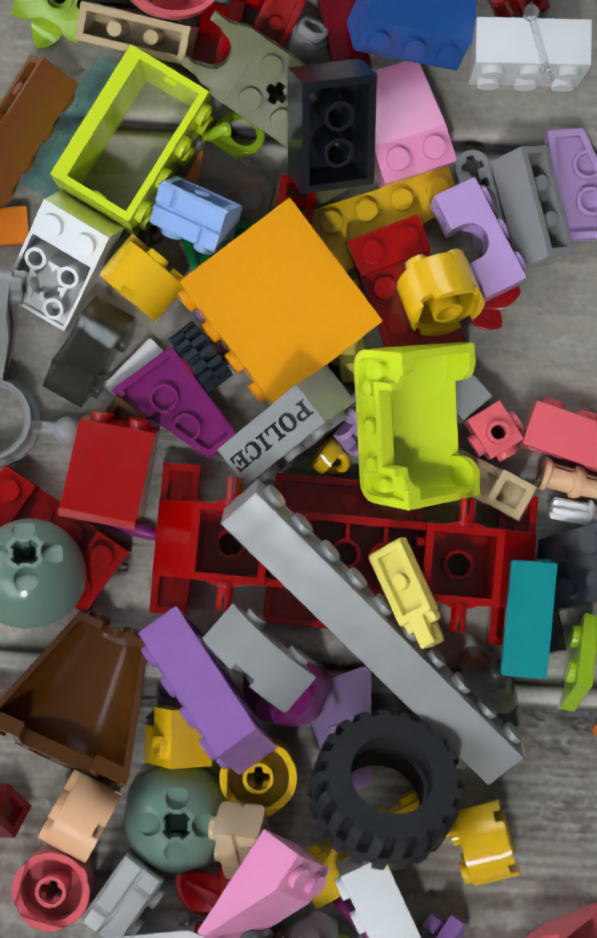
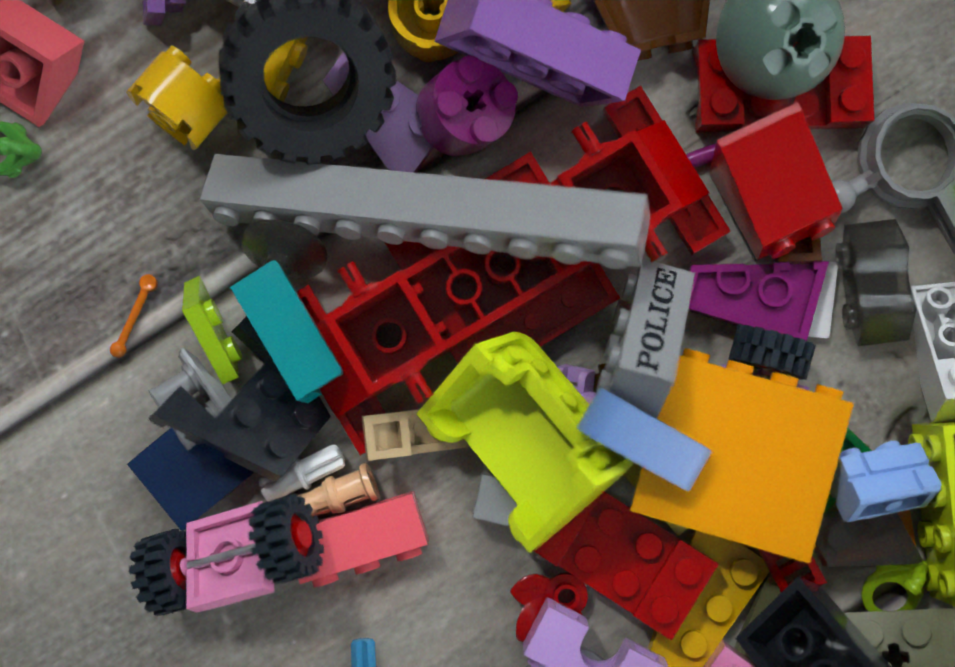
camera: 145 degrees right, 0 degrees up
(142, 277) = (883, 384): yellow brick -> none
(265, 662) = (528, 108): light grey brick -> none
(327, 454) = (585, 348): yellow tile -> none
(341, 361) = (644, 439): none -> medium blue beam
(407, 592) = (419, 266): light yellow hinge -> none
(439, 292) = (596, 578): yellow brick -> none
(505, 423) = (453, 500): coral brick -> none

